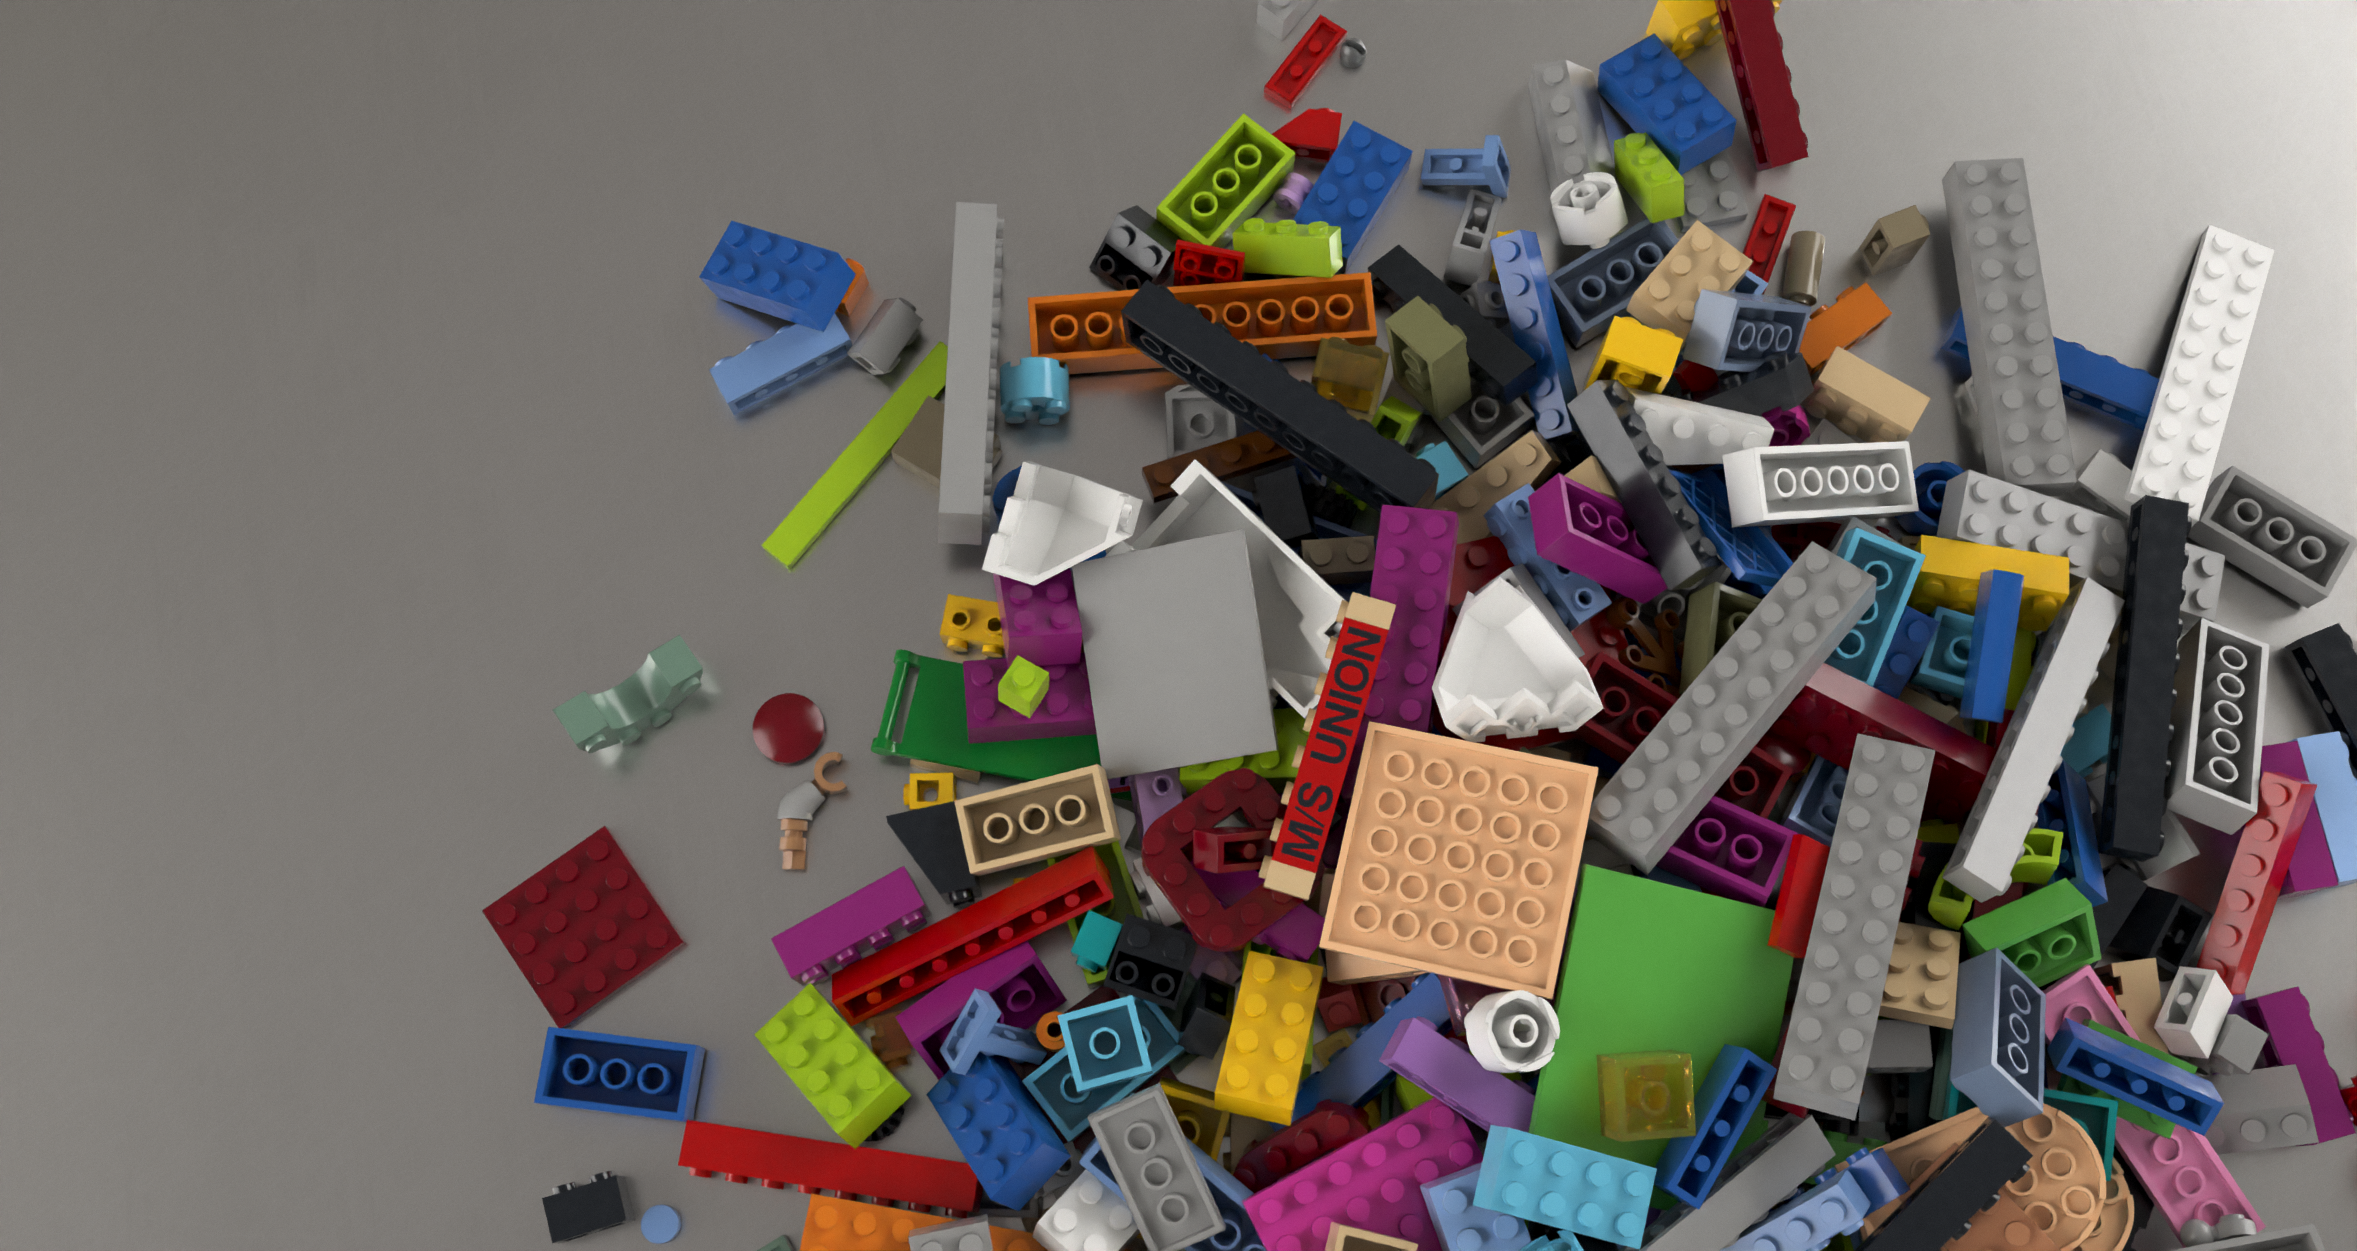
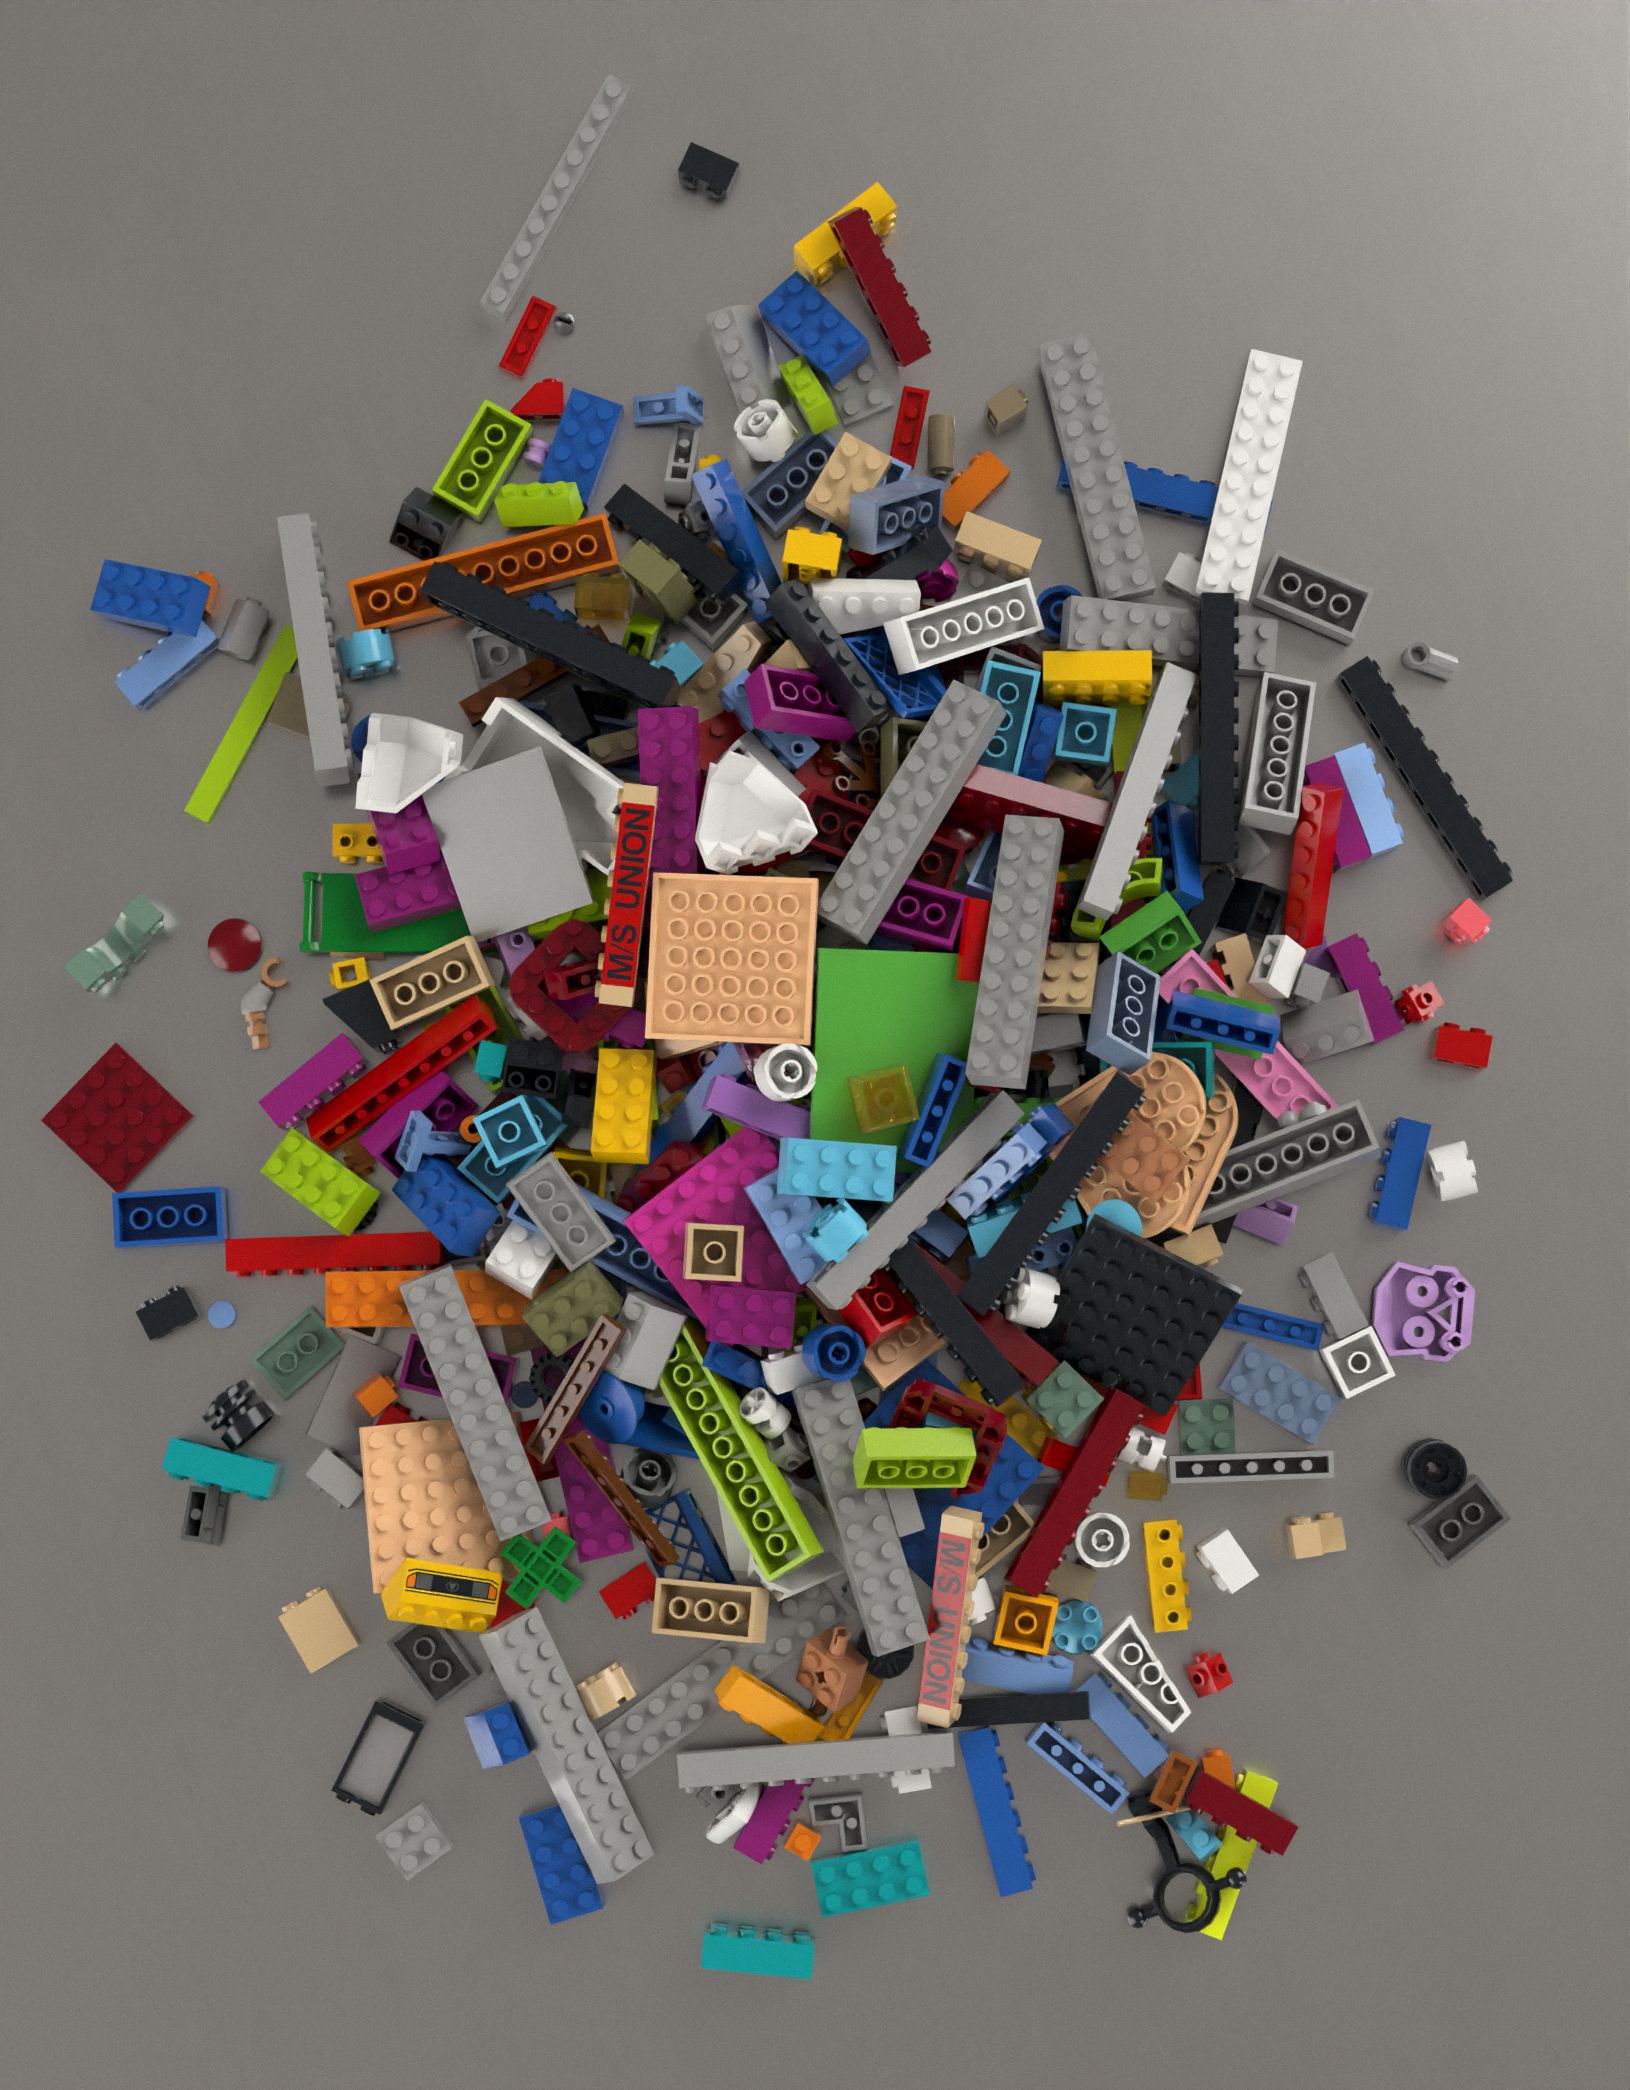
camera: 10 degrees left, 10 degrees up
(1023, 686) = (402, 887): lime brick -> none
(1206, 264) = (479, 531): red slope -> none
(1992, 646) = (1100, 730): blue brick -> none

